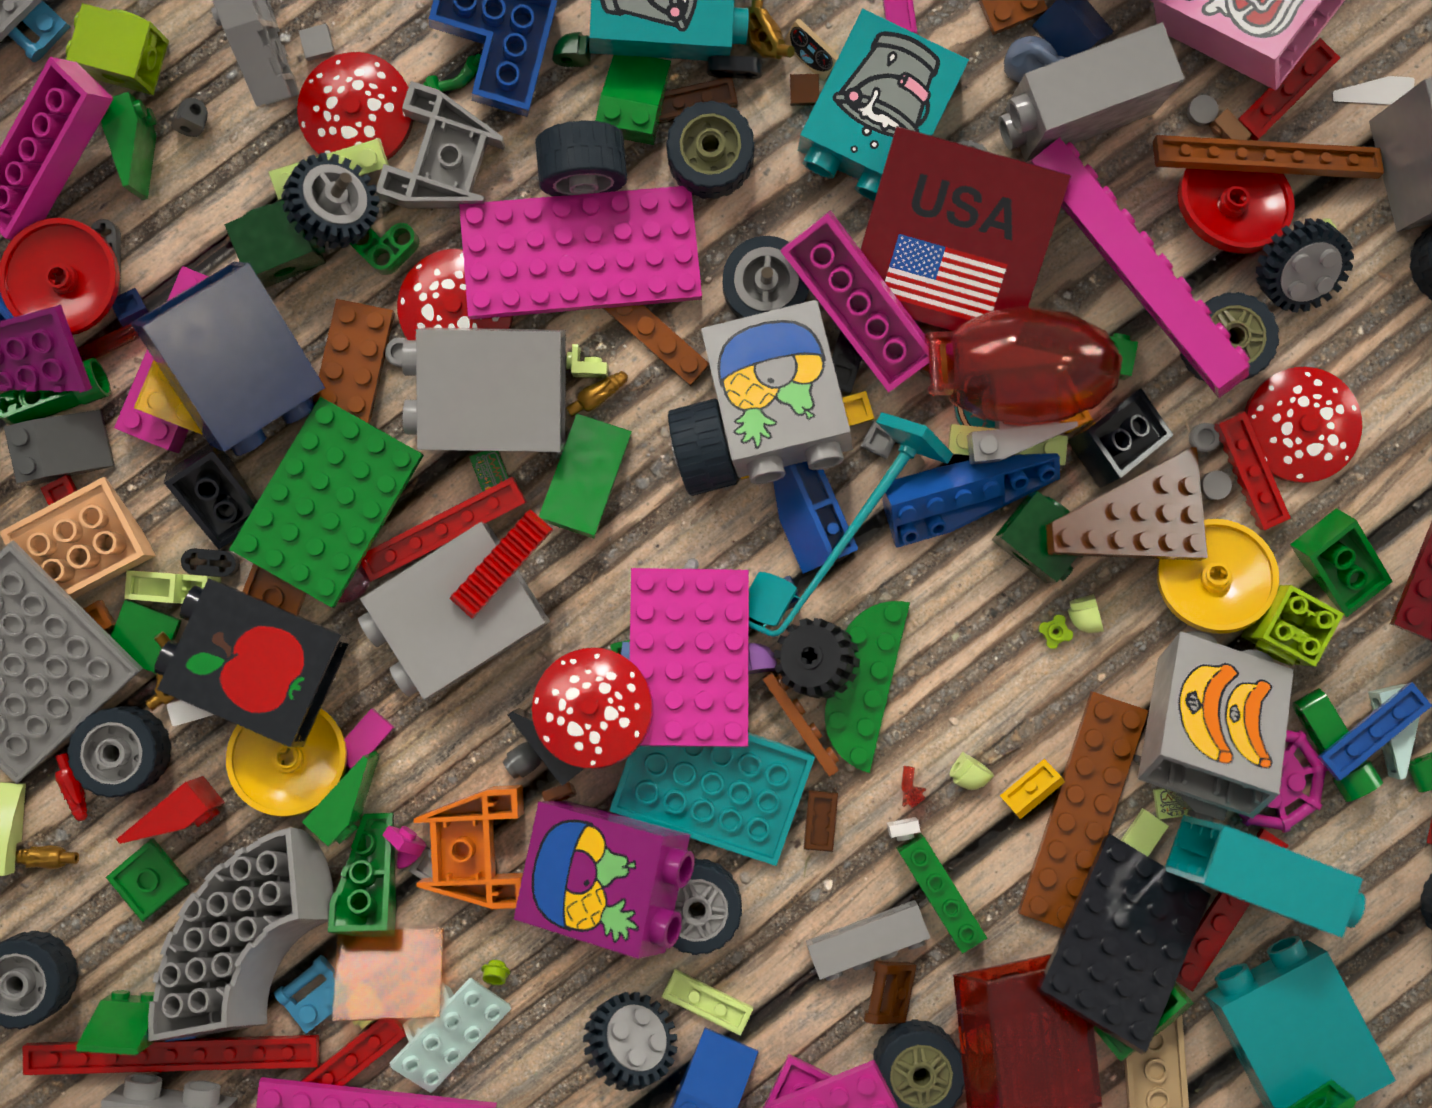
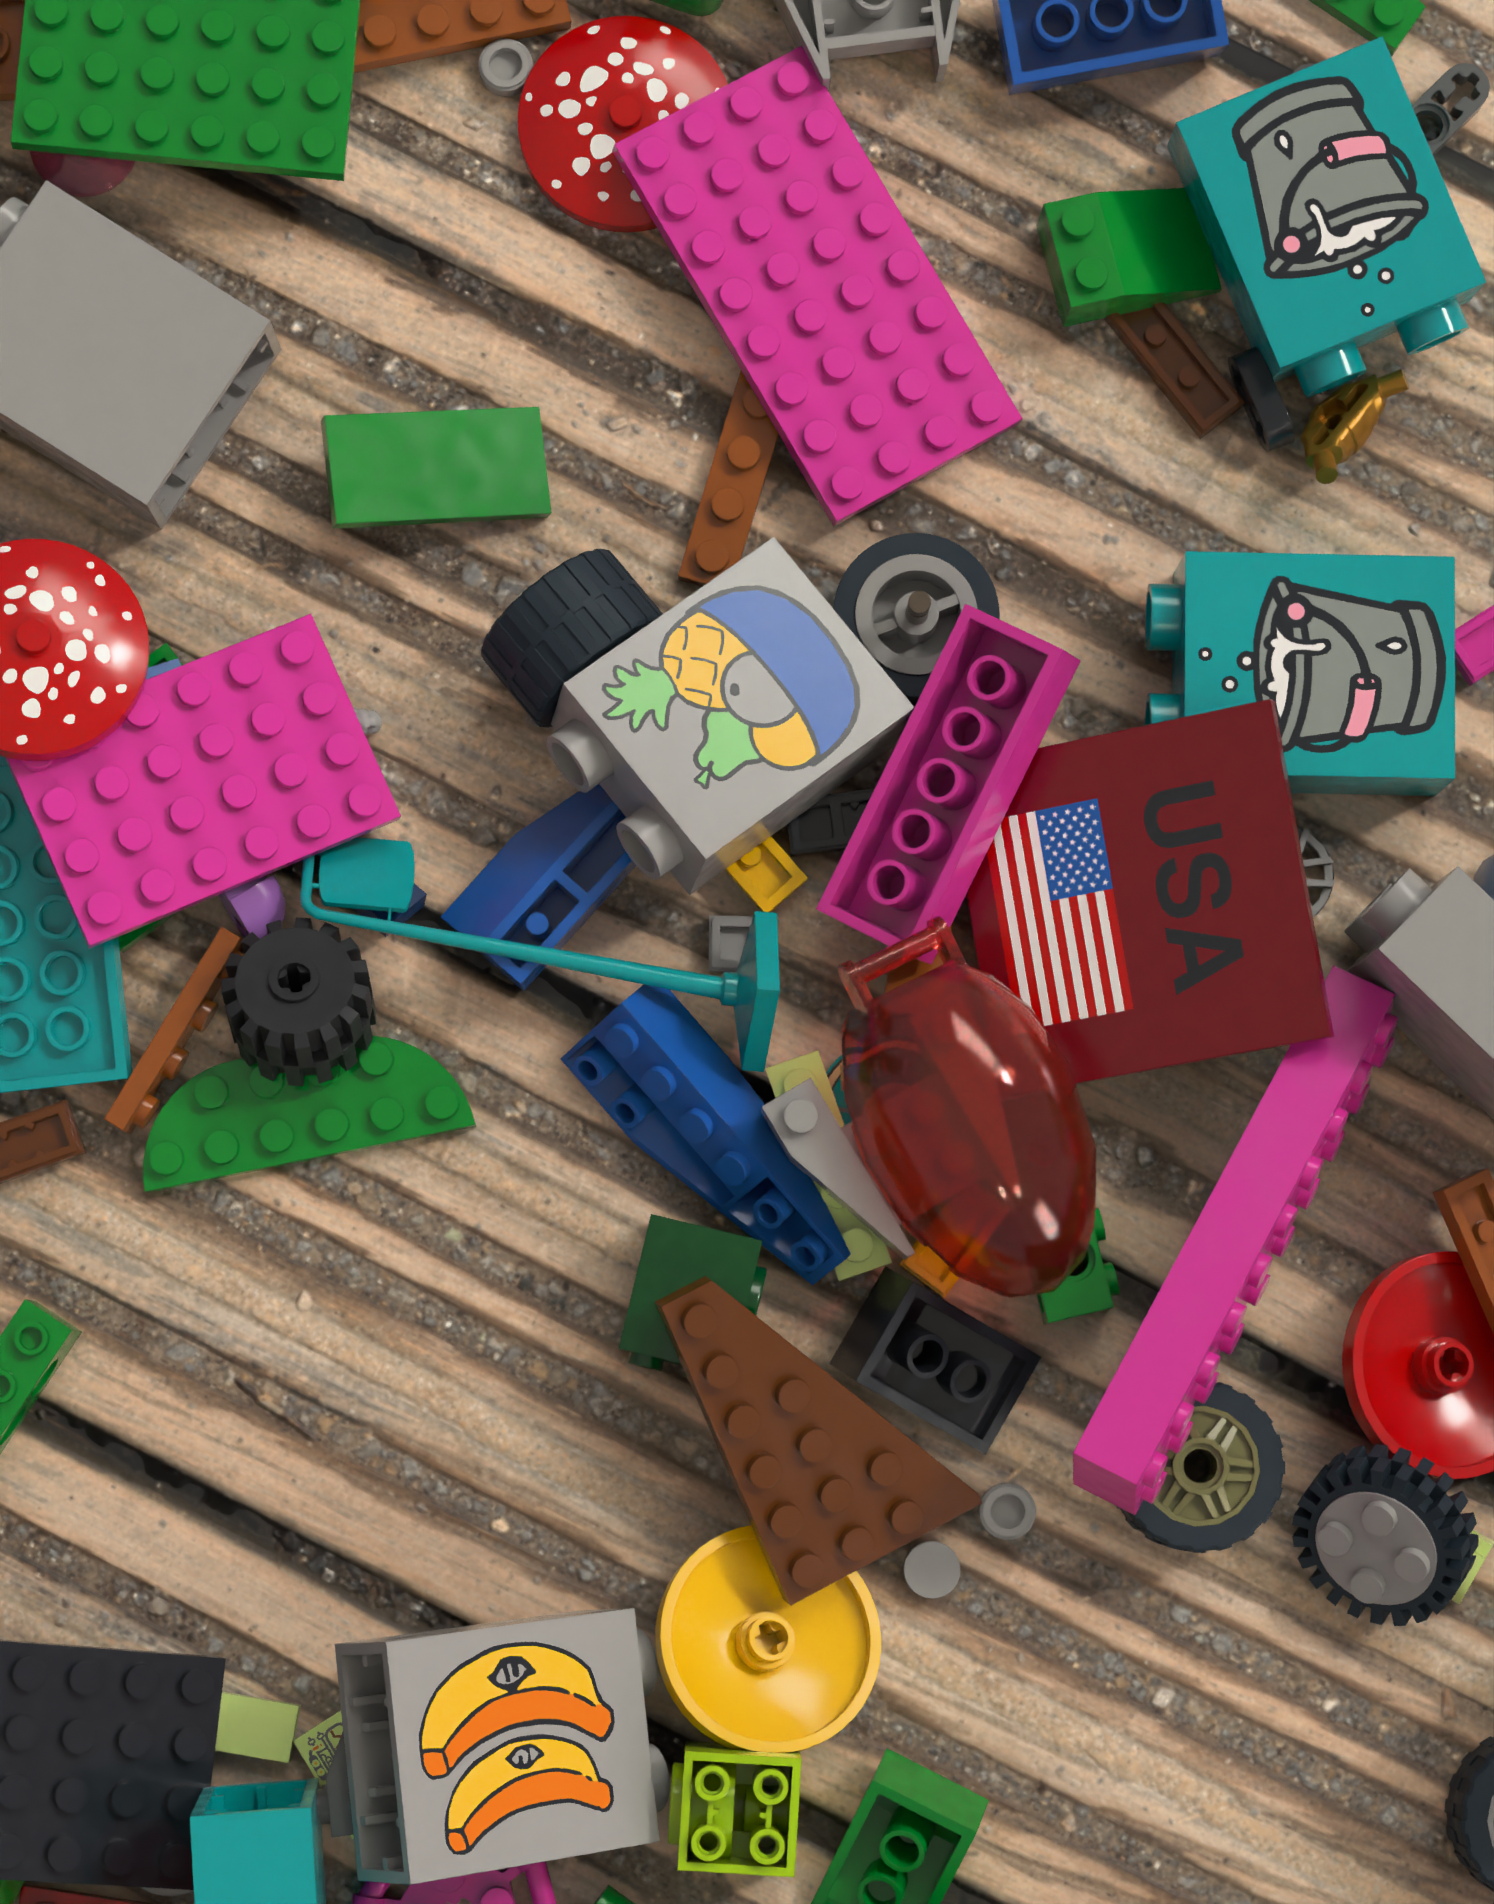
camera: 55 degrees right, 5 degrees down
(442, 528) = (232, 266): red plate -> none
(487, 389) = (504, 234): light grey brick -> none
(489, 468) = (362, 319): green tile -> none
(501, 564) = (212, 384): red gear -> none
(572, 50) = (1152, 114): dark green piece -> none
(581, 158) = (970, 208): black wheel -> none
(590, 368) = (628, 393): yellowish green bracket -> none
(597, 393) = (589, 425): pearl gold piece -> none
(710, 127) = (1100, 379): wheel -> none
(804, 89) = (1282, 531): reddish brown tile -> none
(811, 49) = (1355, 508): slope -> none
(904, 828) = (72, 1294): white plate -> none
(911, 794) = (139, 1283): clear red plate -> none
(970, 773) = (224, 1368): yellowish green piece -> none
(1032, 788) = (244, 1488): yellow plate -> none
(1064, 633) = (557, 1403): lime plate -> none
(1082, 807) = (257, 1593): dark orange plate -> none
(1085, 614) = (595, 1443): yellowish green piece -> none
(1252, 471) = (983, 1618): red gear -> none
(1305, 423) = (1111, 1675): red dish -> none

